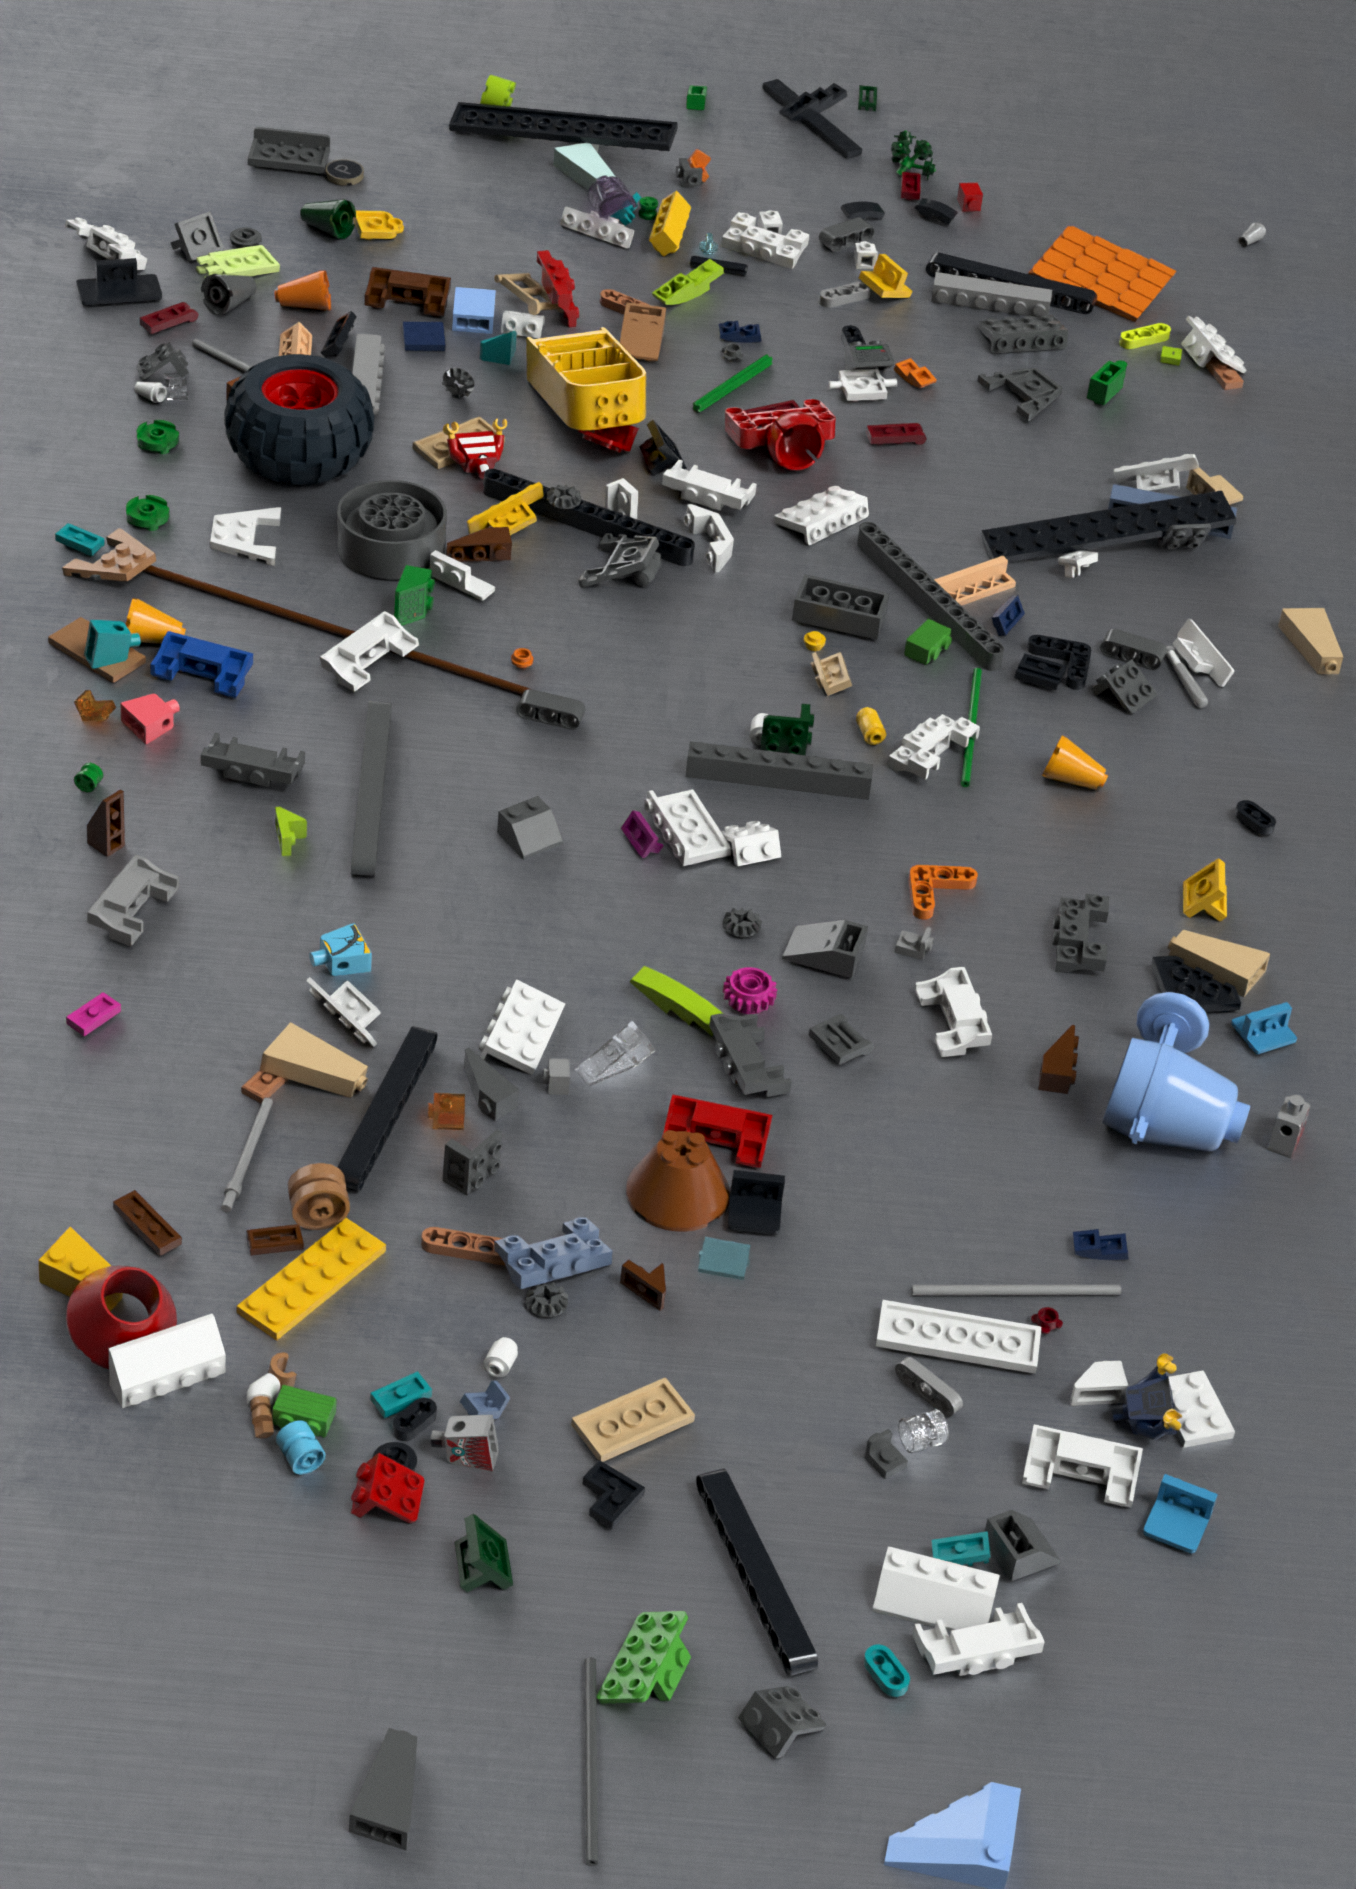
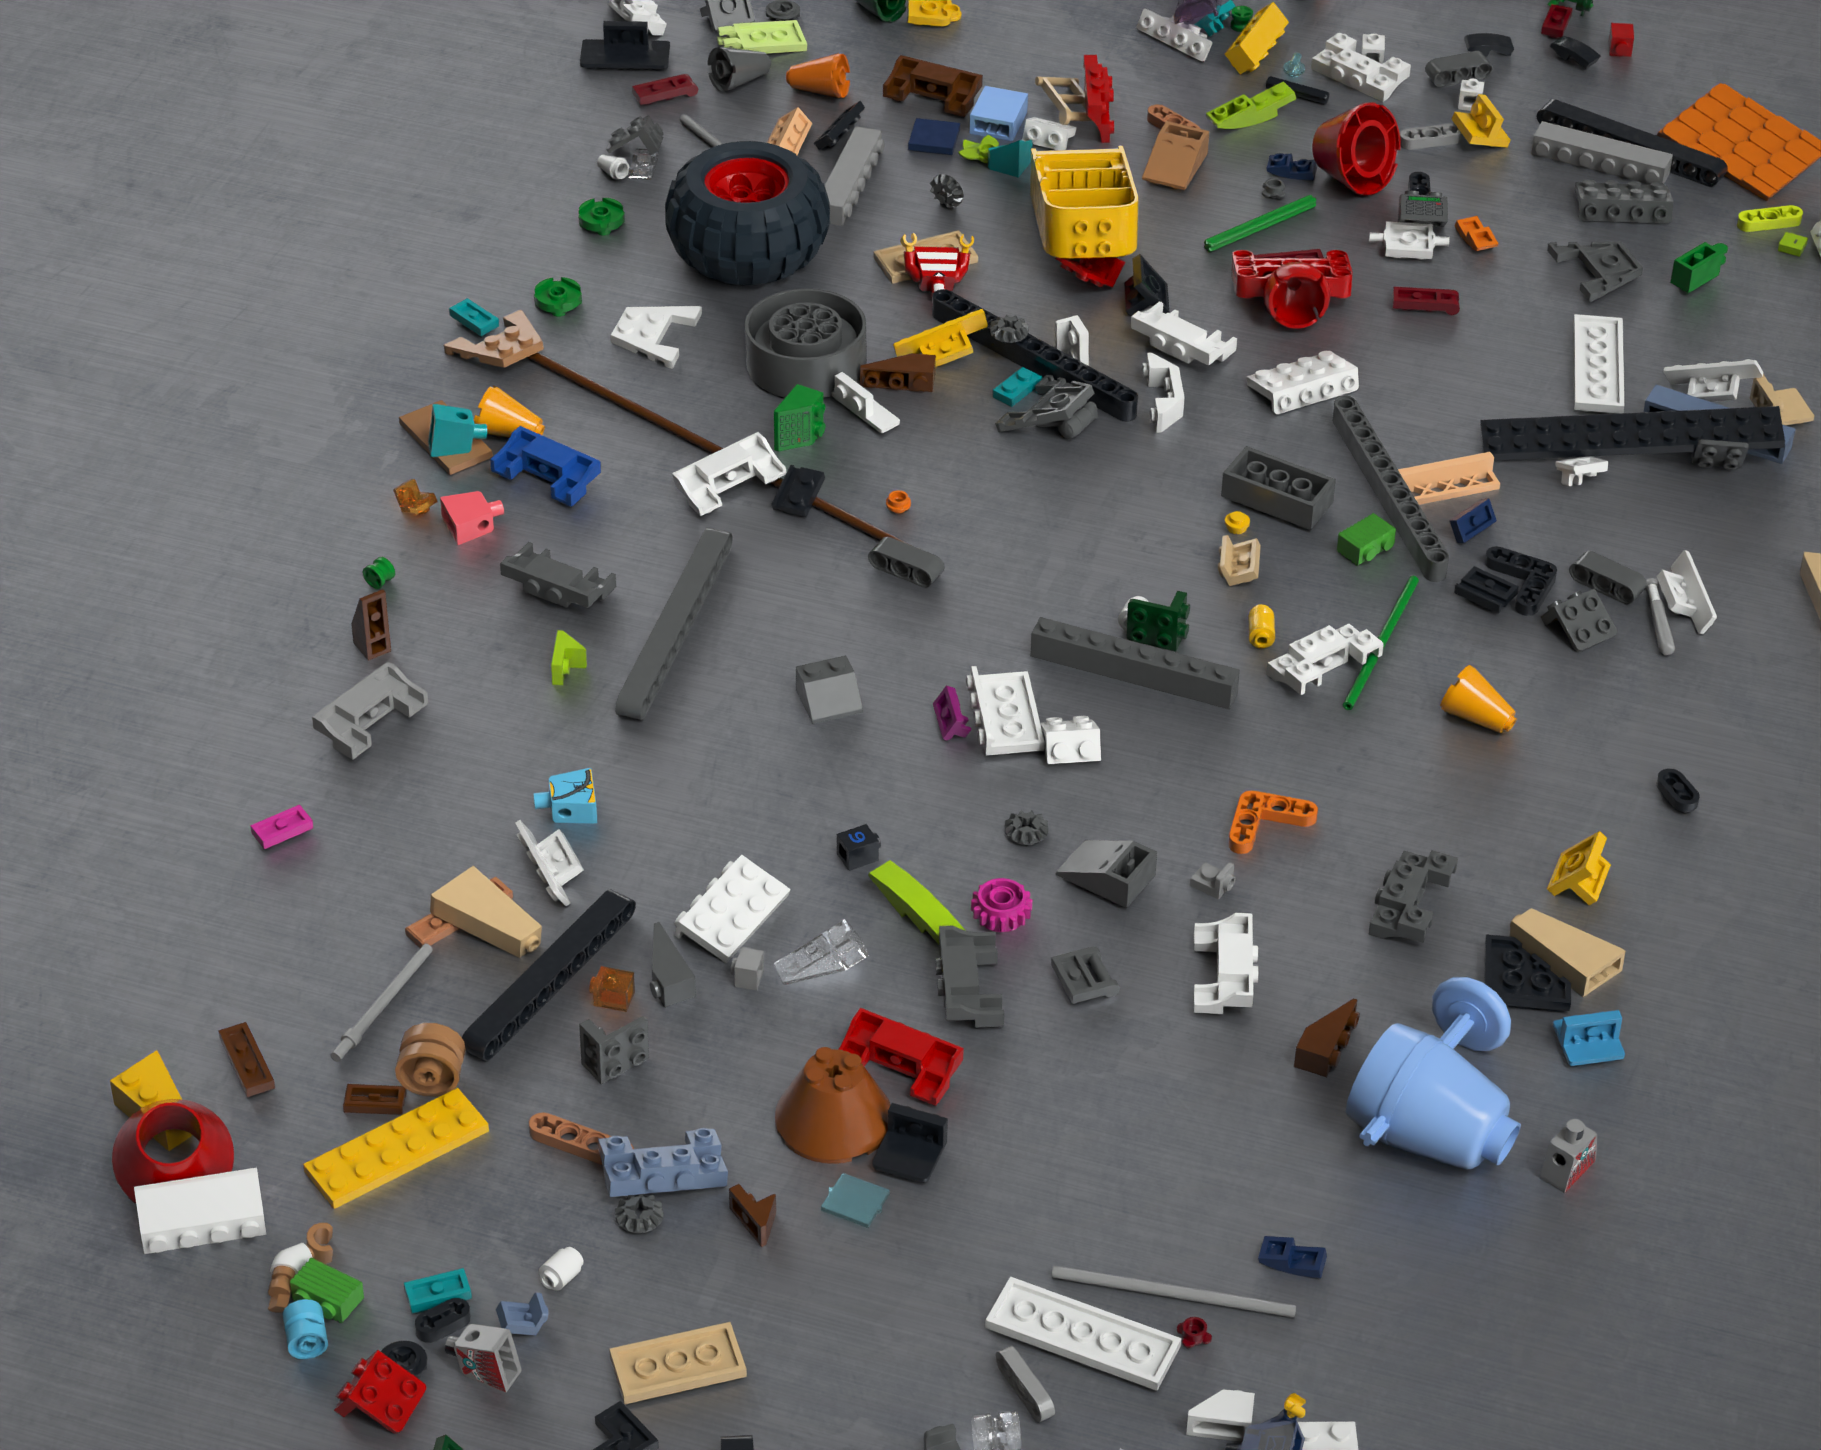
camera: 20 degrees right, 0 degrees up
(433, 659) = (798, 491): none -> black plate
(467, 345) = (975, 151): none -> lime plate
(582, 546) = (1016, 387): none -> teal plate
(608, 959) = (858, 847): none -> black brick
(796, 309) = (1359, 147): none -> red cone
(1056, 472) = (1598, 364): none -> white plate

